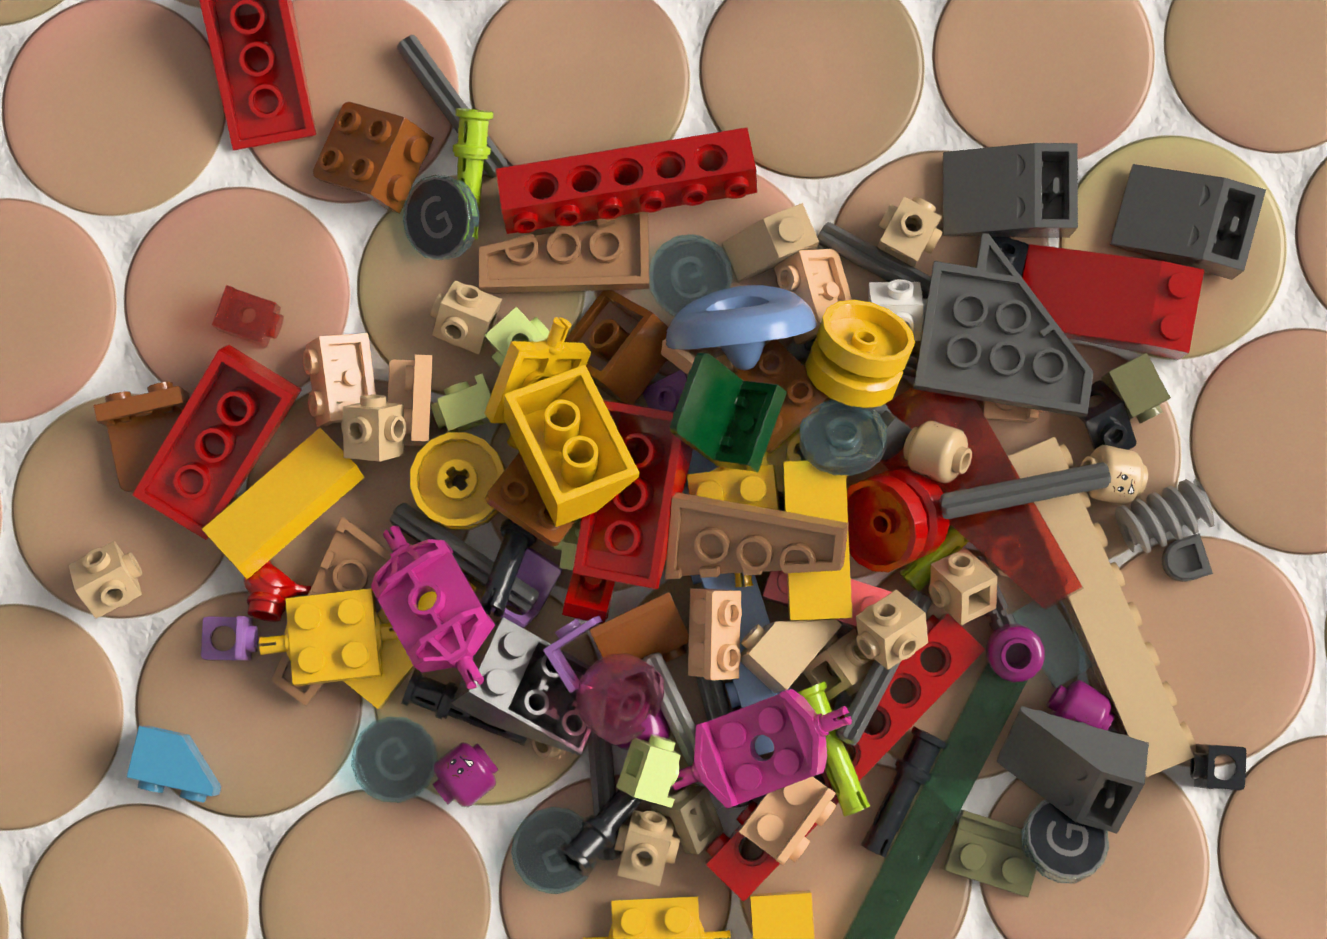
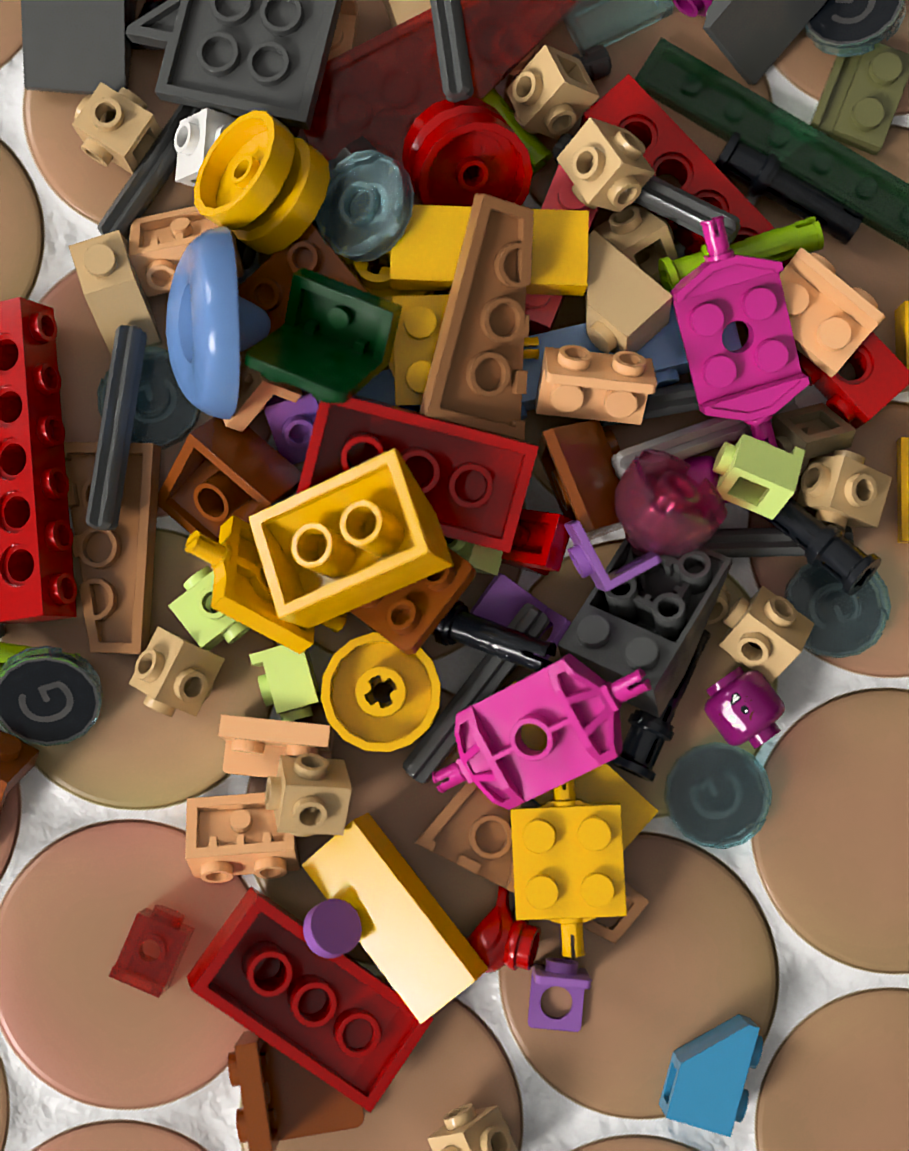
camera: 85 degrees left, 0 degrees up
(271, 454) = (332, 928): none -> medium lavender tile
(526, 788) = (765, 633): none -> tan brick
(659, 253) = (116, 428): none -> dark grey axle
(937, 451) = (389, 102): tan head -> none
(1015, 652) = (634, 41): magenta head -> none

